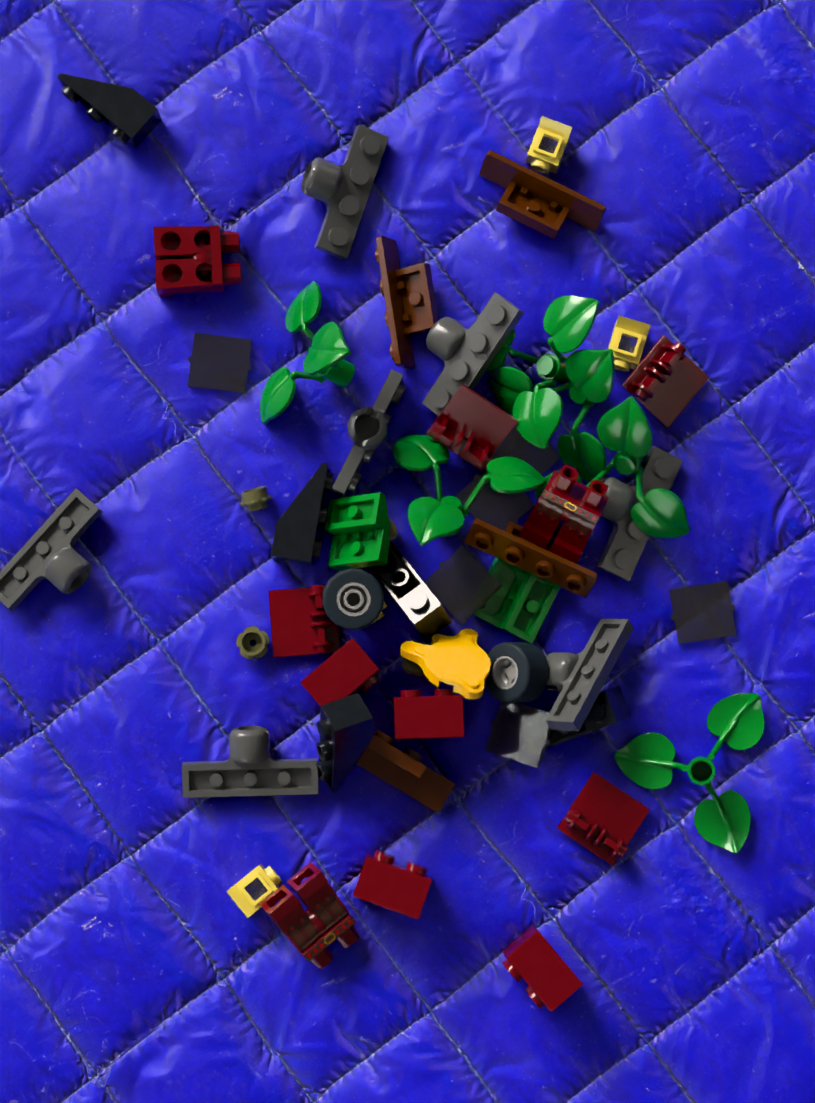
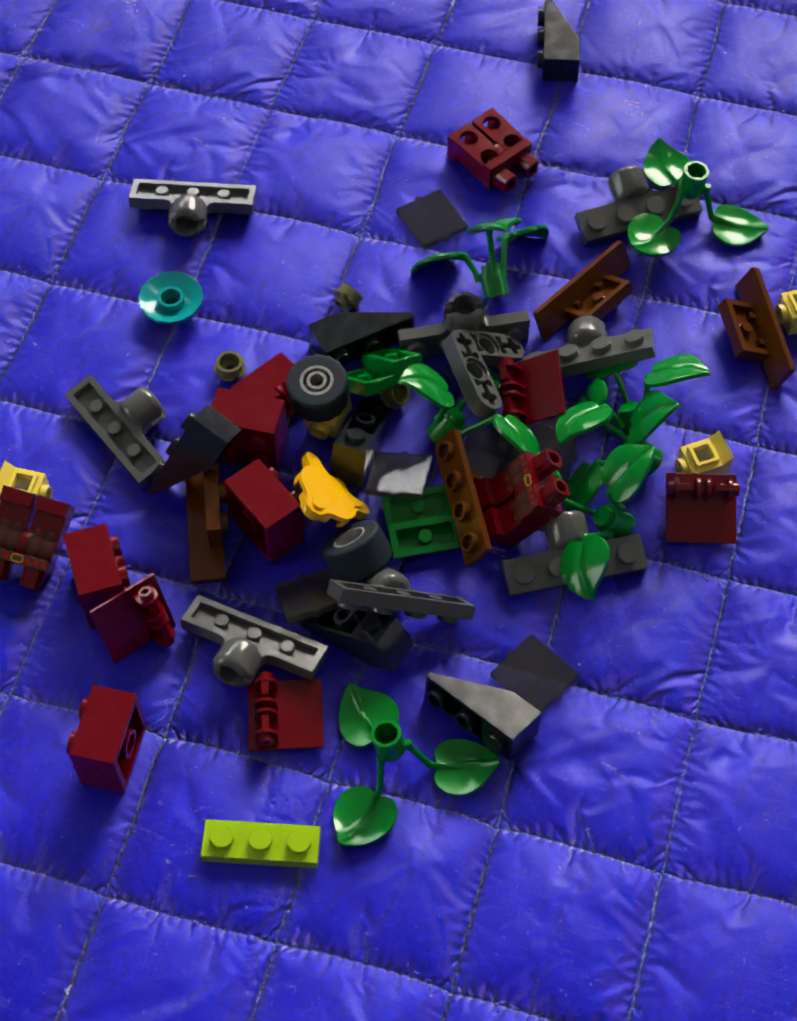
camera: 55 degrees right, 25 degrees down
(129, 640) = (168, 288): none -> teal dish
(409, 451) = (465, 353): none -> dark grey beam
(420, 121) = (668, 166): none -> green plant
(449, 867) = (134, 619): none -> dark red hinge
(528, 805) = (250, 643): none -> dark grey plate
(691, 906) = (261, 843): none -> lime plate
(722, 671) = (490, 713): none -> slope

